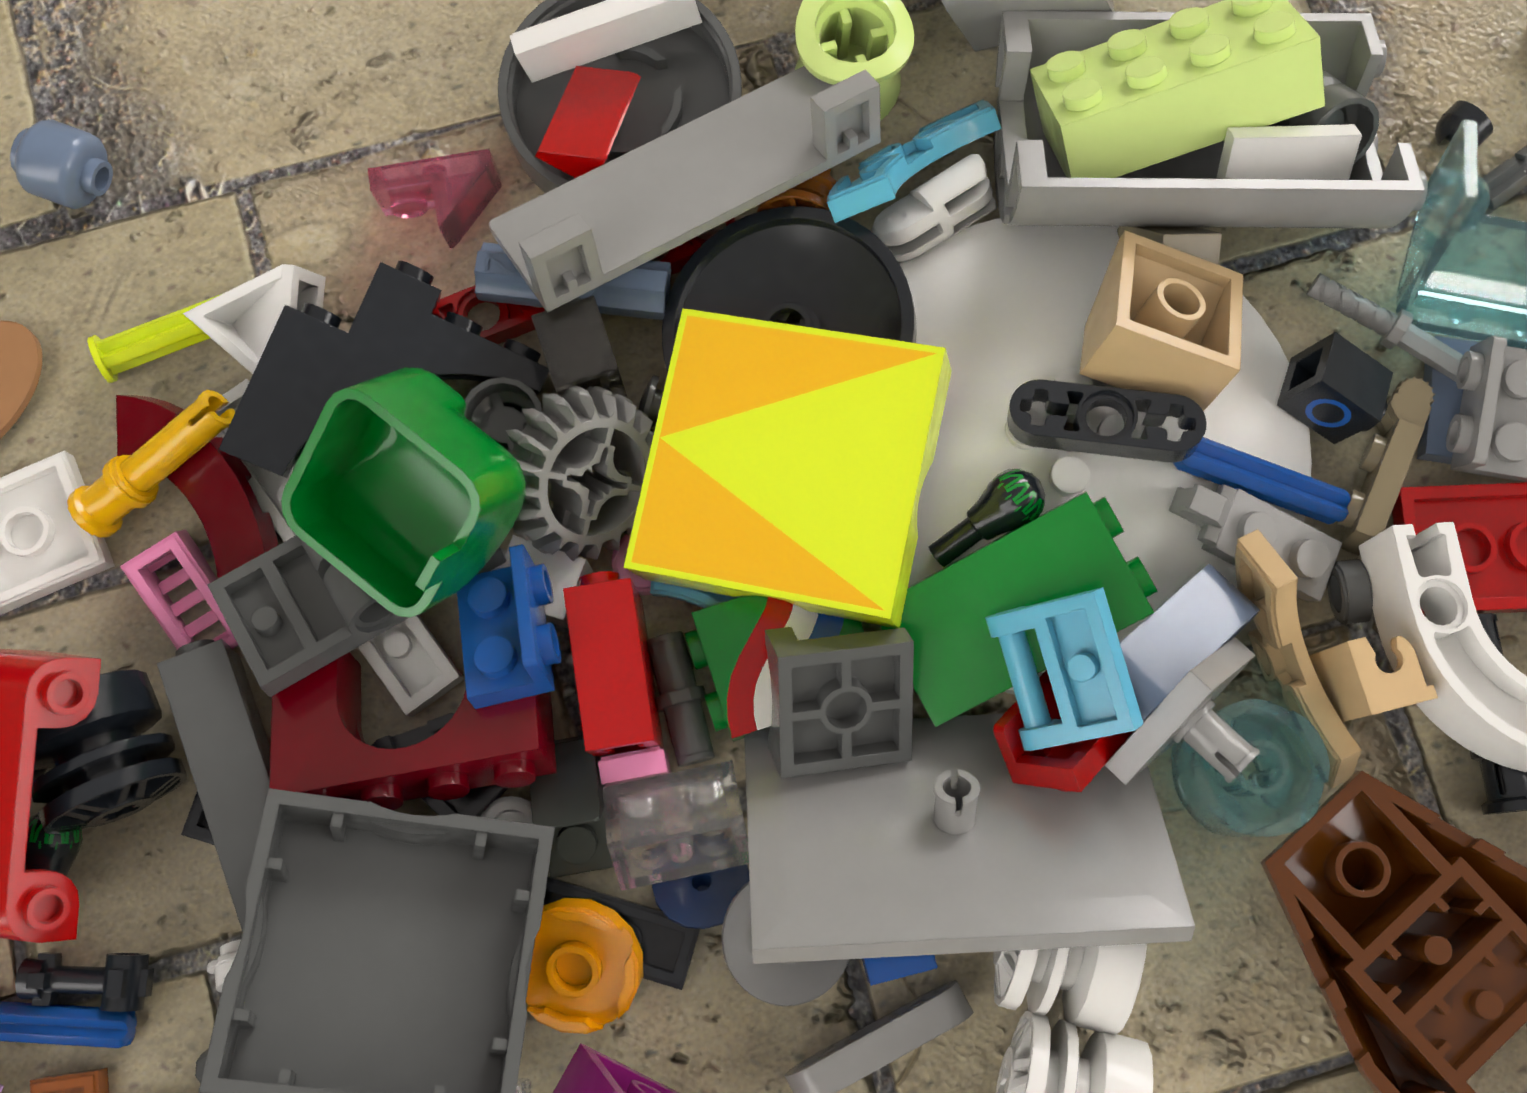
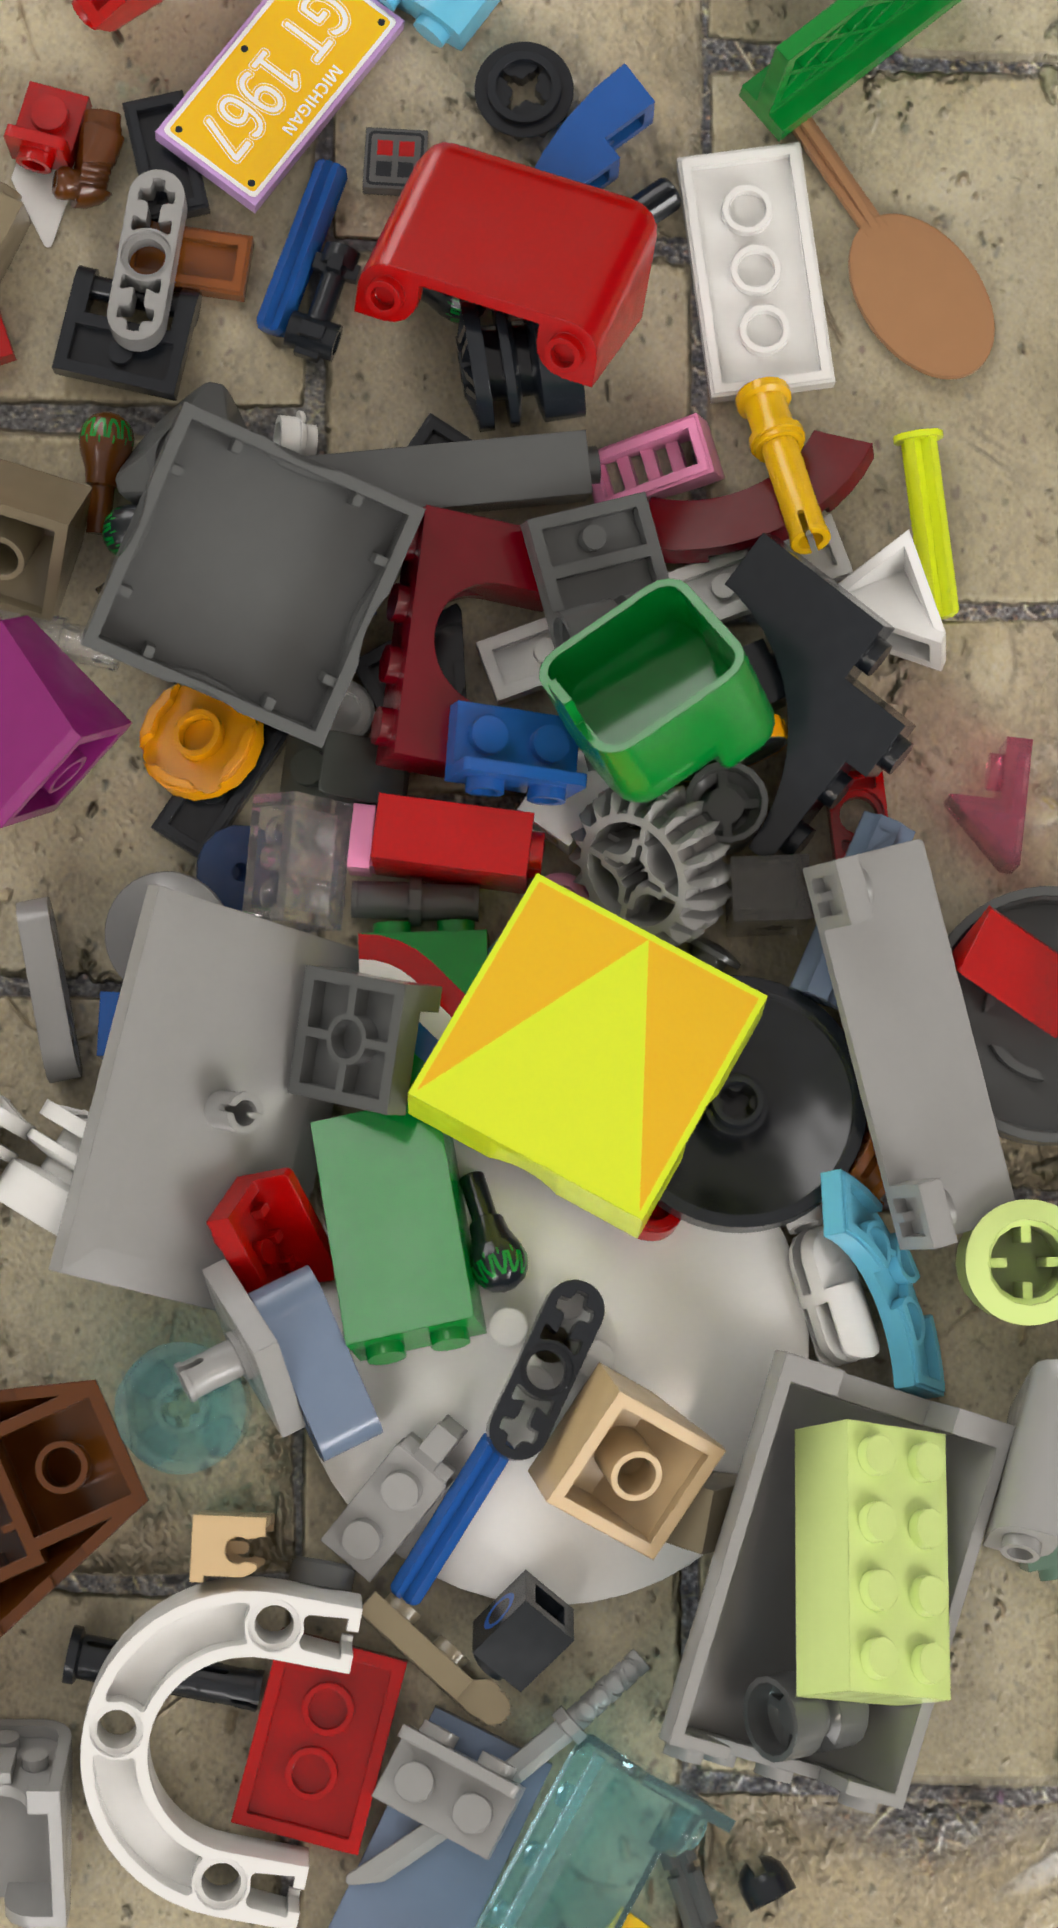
camera: 105 degrees right, 5 degrees up
(1082, 666) = (317, 1256): medium azure plate -> none
(1282, 650) = (271, 1482): tan tile -> none
(1290, 152) = (758, 1648): white tile -> none

